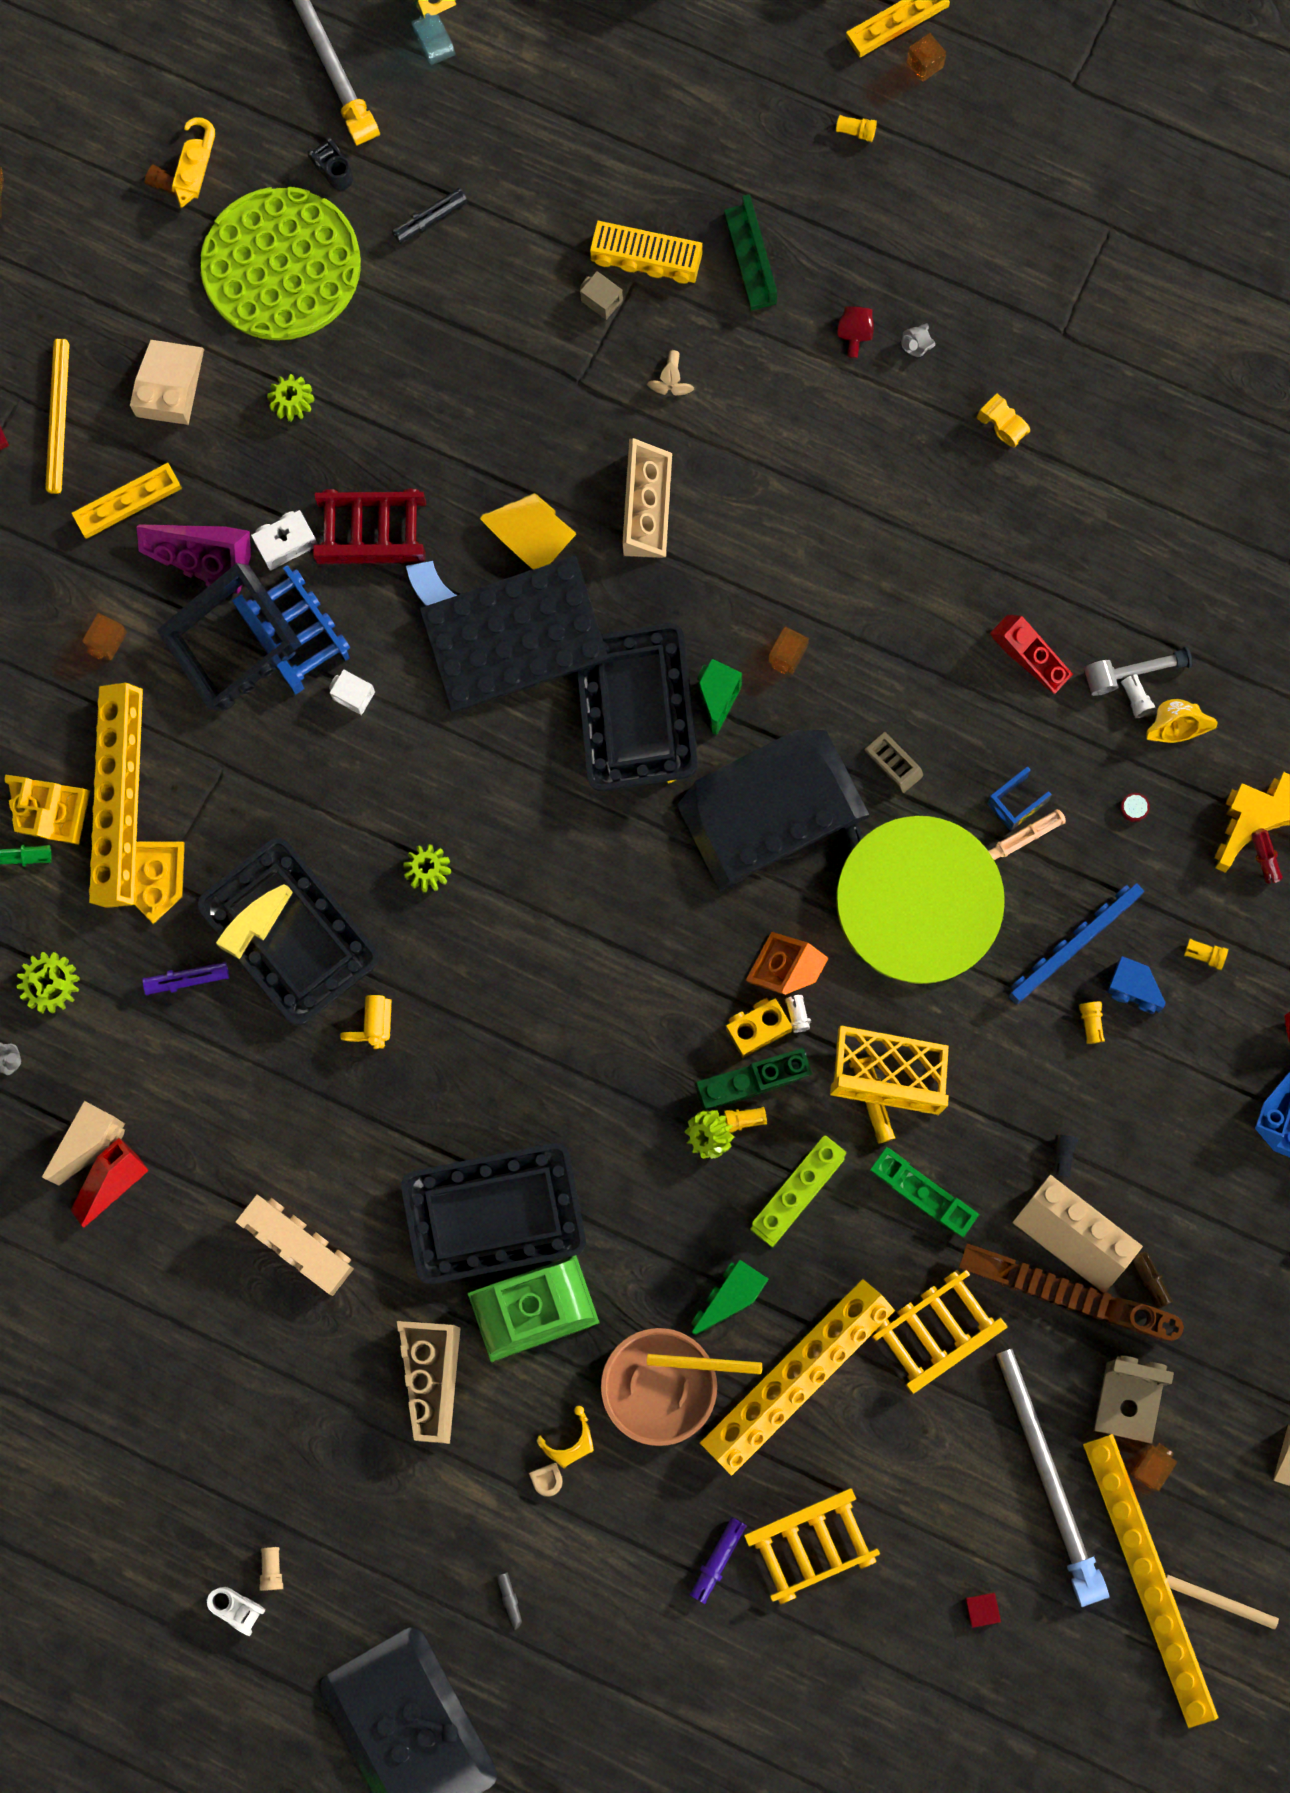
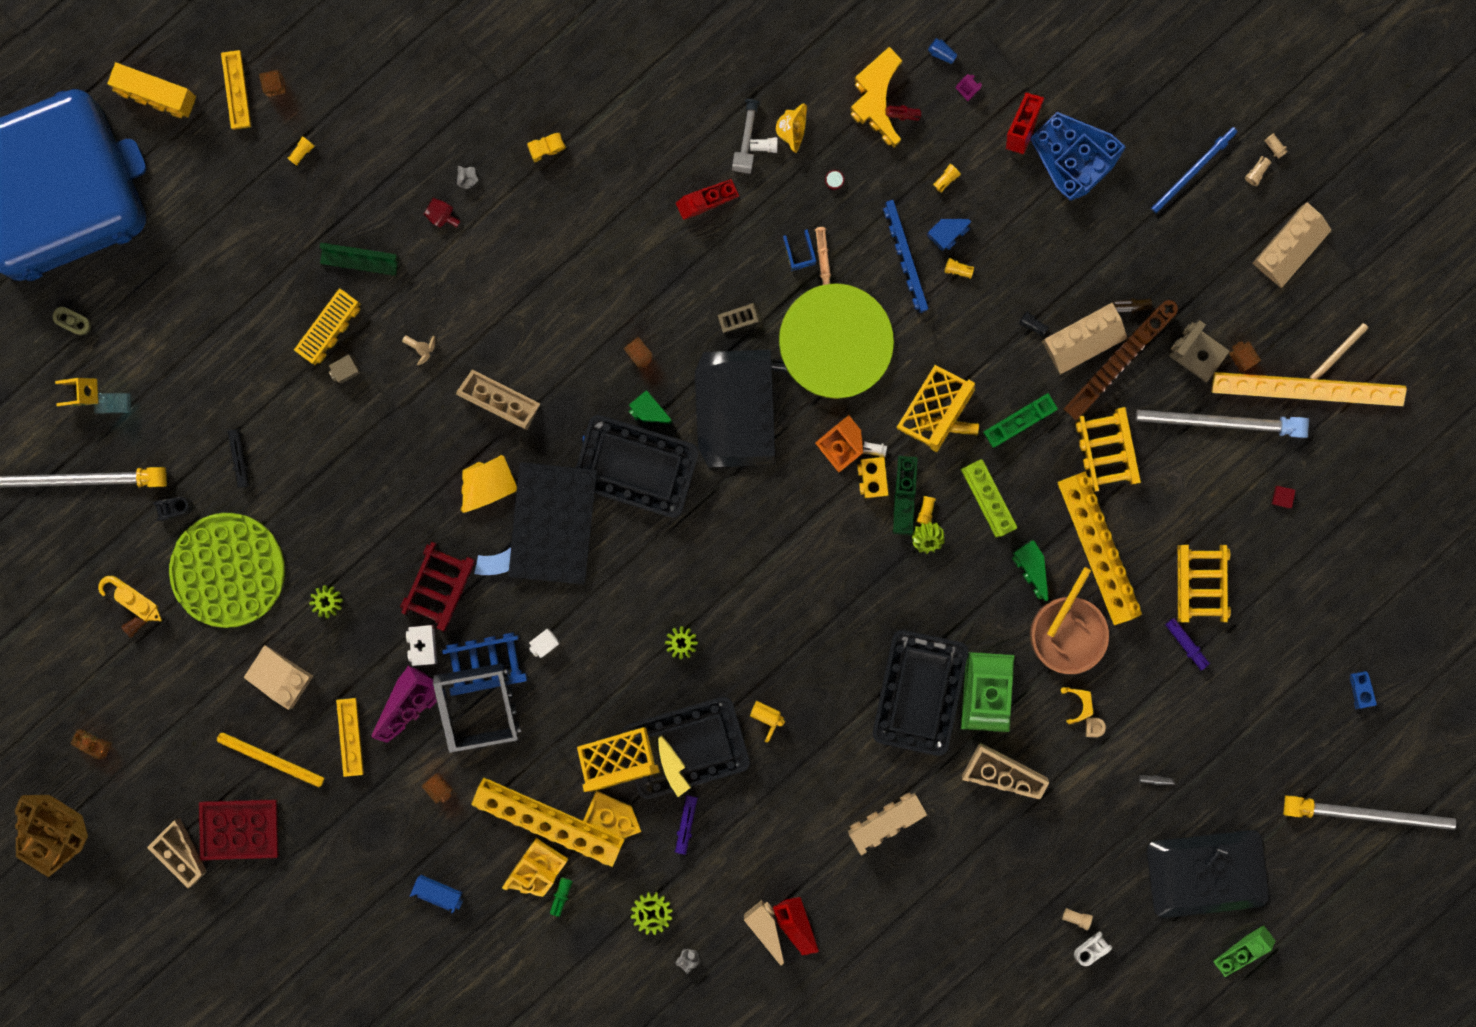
camera: 70 degrees left, 10 degrees up
(212, 856) = (624, 775): none -> yellow fence

